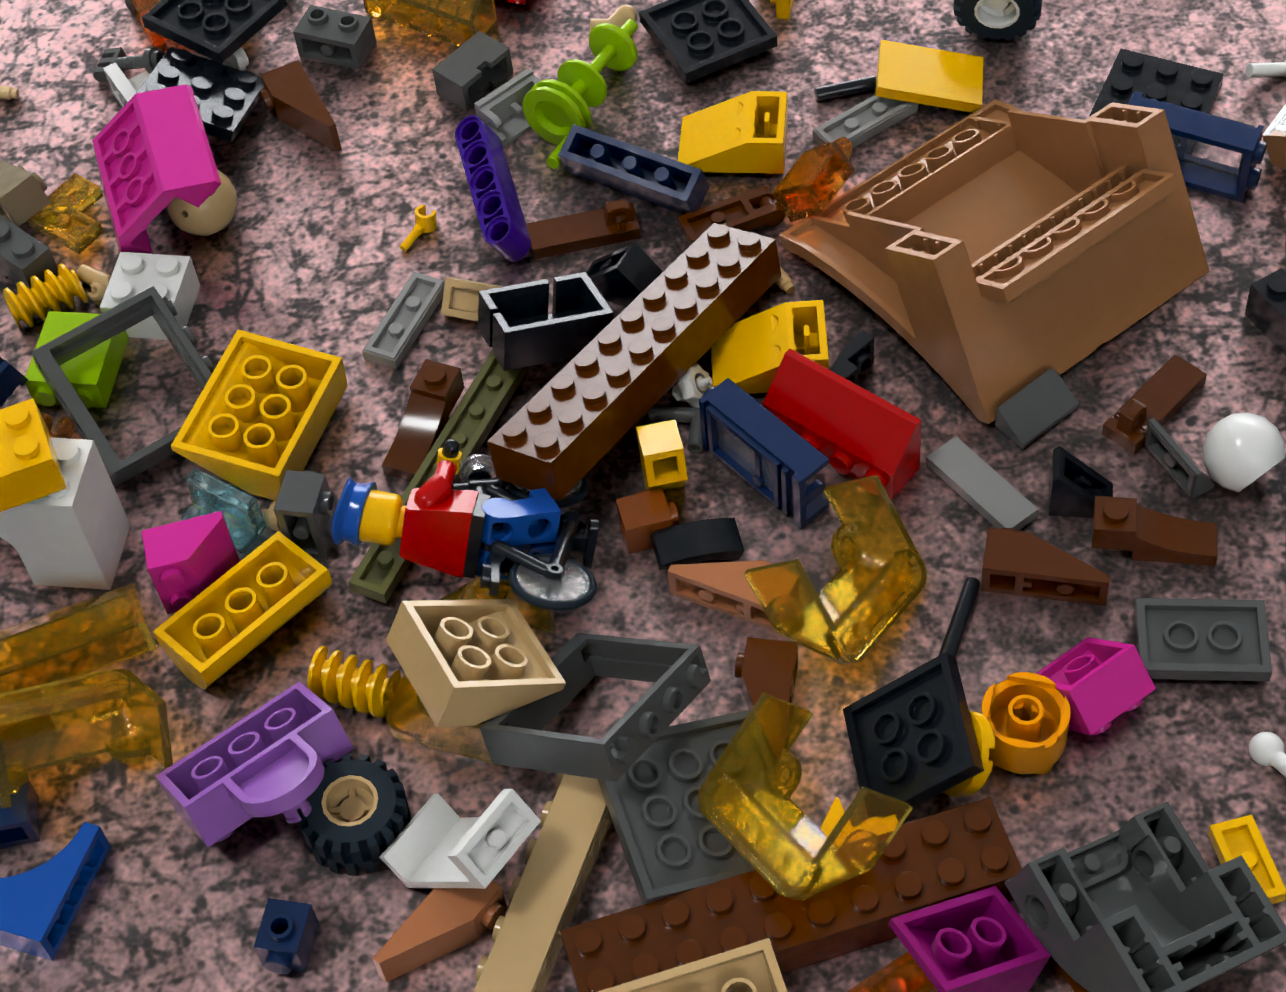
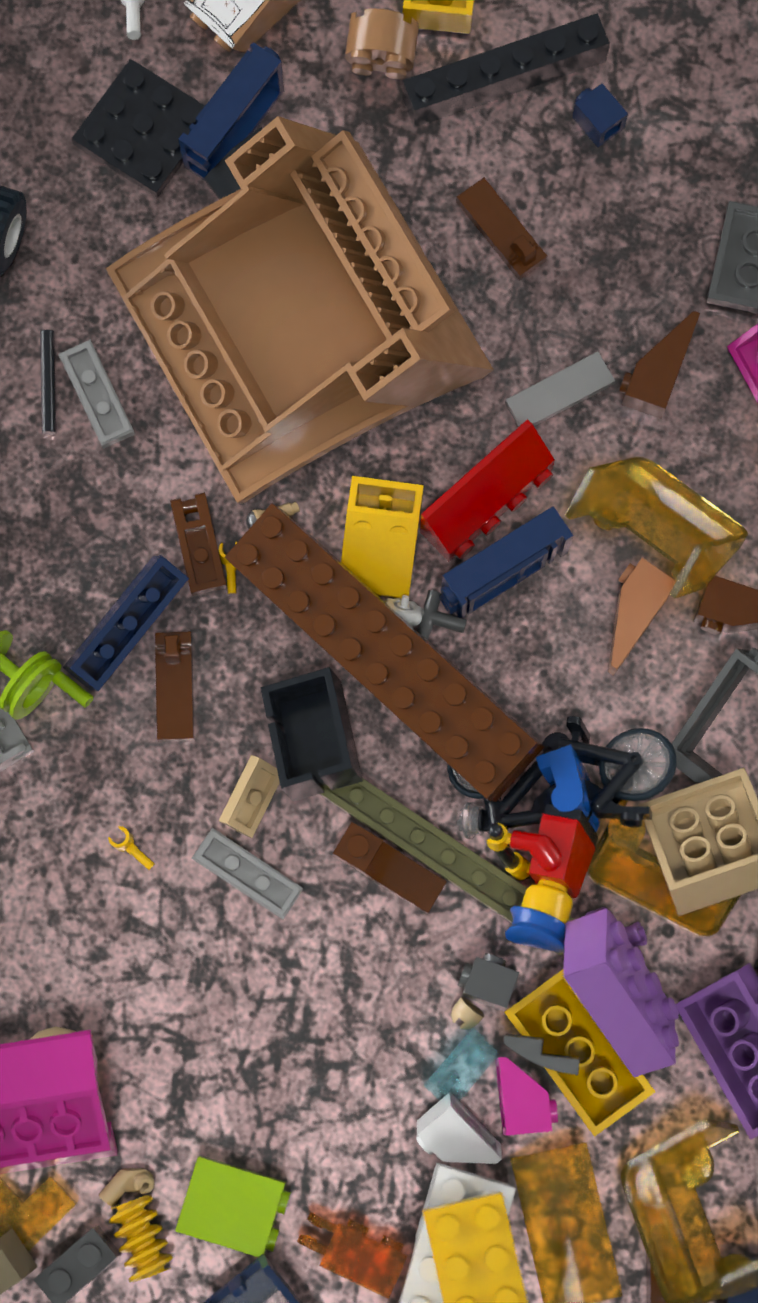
camera: 85 degrees left, 25 degrees up
(94, 332) = (358, 1112): dark grey window -> none
(149, 508) = (456, 1134): none -> white slope
(169, 274) = (166, 1126): white brick -> none
(231, 553) = (532, 1048): none -> dark grey slope
(262, 412) = (357, 1019): yellow slope -> none
(306, 594) = (620, 991): none -> medium lavender brick
(350, 685) = (673, 955): yellow piece -> none
(492, 189) = (92, 776): dark purple beam -> none
(623, 274) = (253, 659): black slope -> none
(642, 515) = (543, 680): dark orange brick -> none
(662, 455) = (503, 651): yellow slope -> none
(697, 542) = (578, 641): black slope -> none
(738, 135) = (98, 519): yellow slope -> none
(815, 179) = (180, 453): clear orange hinge -> none
(855, 357) = (403, 466): black slope -> none
(929, 76) = (64, 321): yellow tile -> none
(960, 616) = (703, 448): black bar -> none
(1035, 409) = (489, 326): dark grey slope -> none
(1074, 486) = (585, 315): black slope -> none
(1151, 535) = (643, 267): reddish brown slope -> none
(1176, 460) = (568, 226): dark grey slope -> none
(1241, 450) = (587, 171): white helmet -> none

